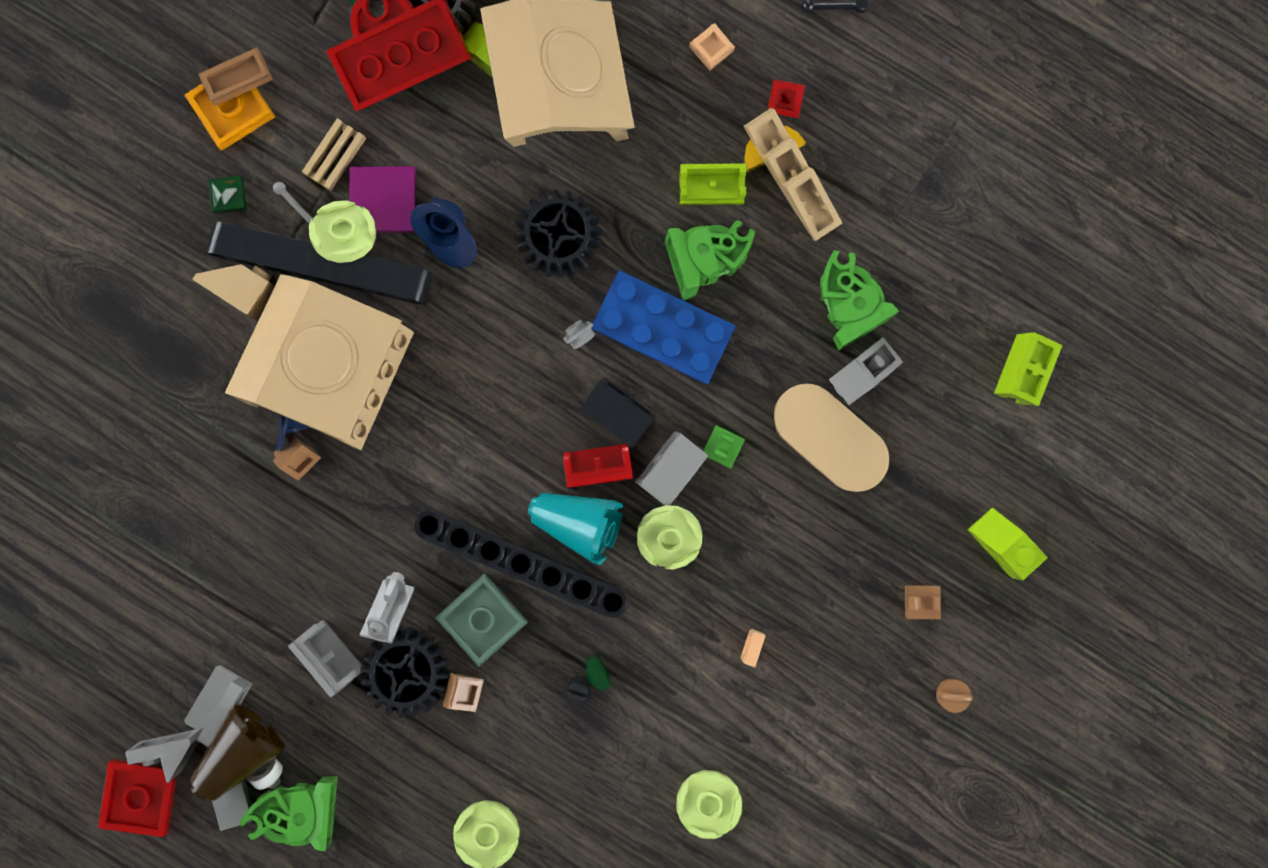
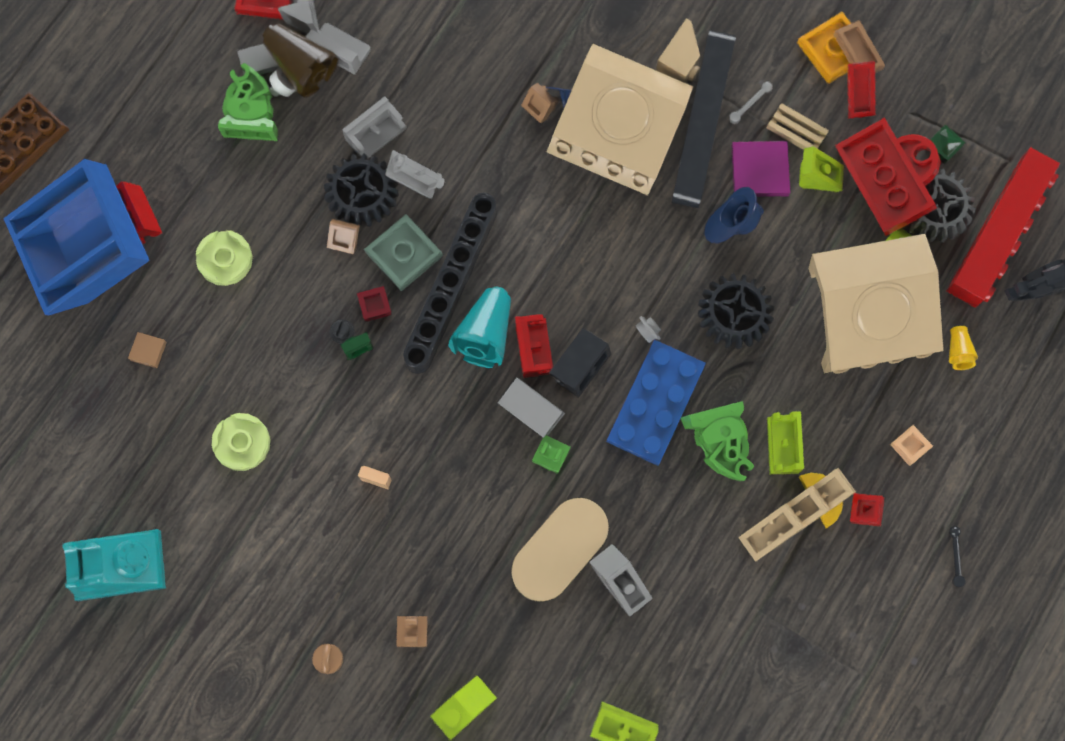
camera: 90 degrees right, 10 degrees down
(227, 194) = (759, 47): dark green tile -> none
(287, 76) = (861, 89): none -> red tile
(342, 231) = (730, 134): yellowish green tile -> none
(389, 130) = (820, 171): none -> lime slope
(545, 653) = (374, 304): none -> dark red tile
(669, 537) = (472, 405): yellowish green tile -> none
(852, 304) = (679, 568): bright green piece -> none

